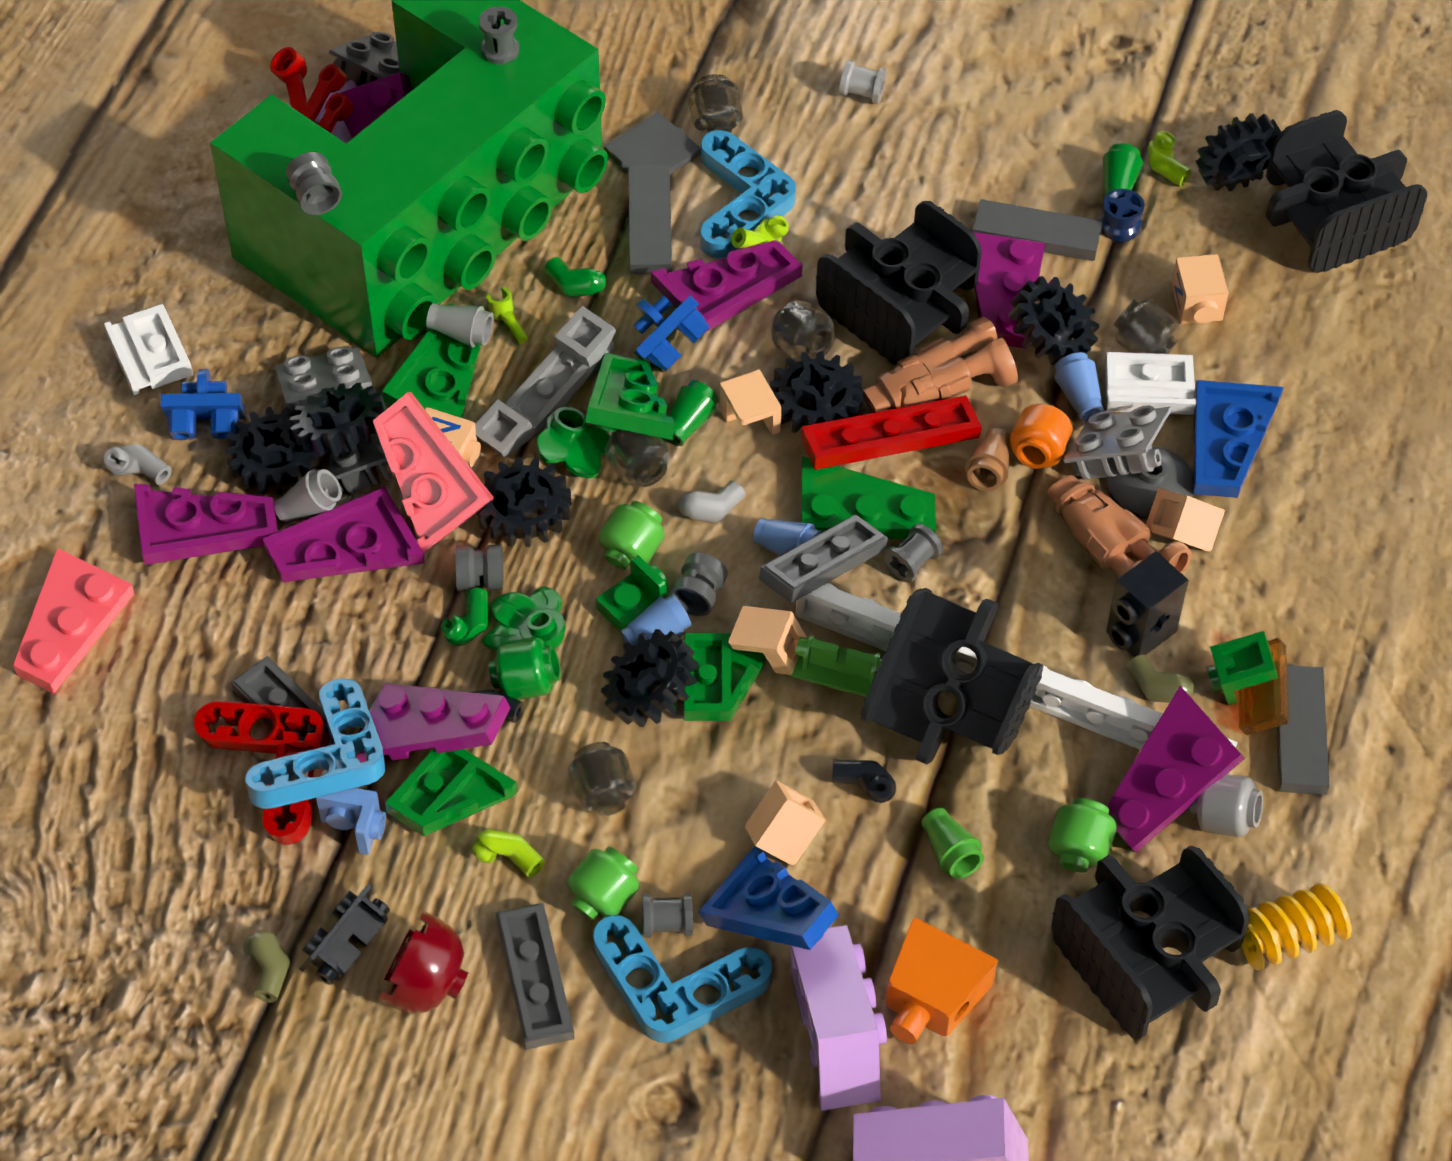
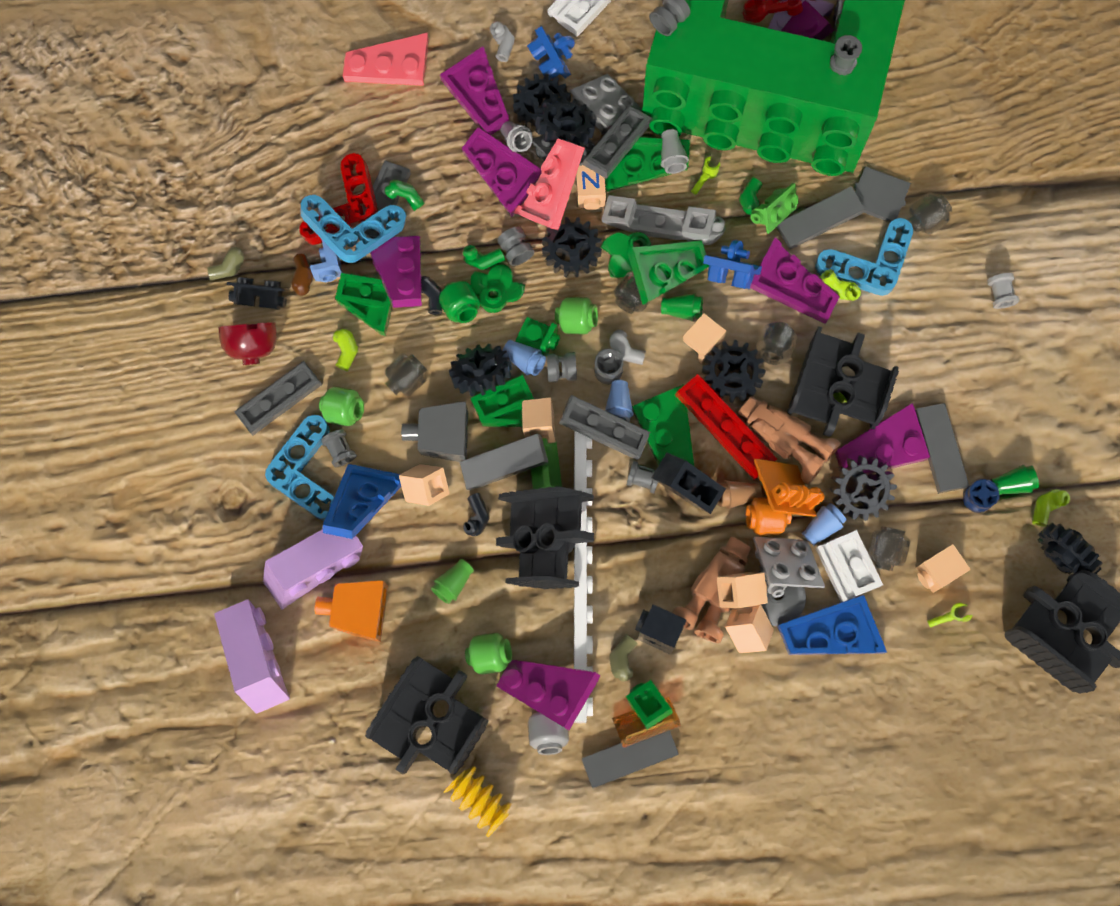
camera: 70 degrees right, 20 degrees up
(308, 668) = (405, 190): none -> green arm
(354, 859) = (302, 276): none -> reddish brown arm
(401, 372) = (617, 141): none -> dark grey tile
(609, 252) = (776, 208): none -> bright green hinge
(717, 768) = (440, 431): none -> dark grey torso
(729, 529) = (609, 360): none -> dark grey wheel
(807, 703) = (503, 462): none -> tile
(955, 492) = (688, 483): none -> black brick
(1032, 391) = (786, 489): none -> orange hinge
(1134, 493) = (742, 590): none -> light nougat brick
(1263, 313) = (949, 616): none -> lime hand

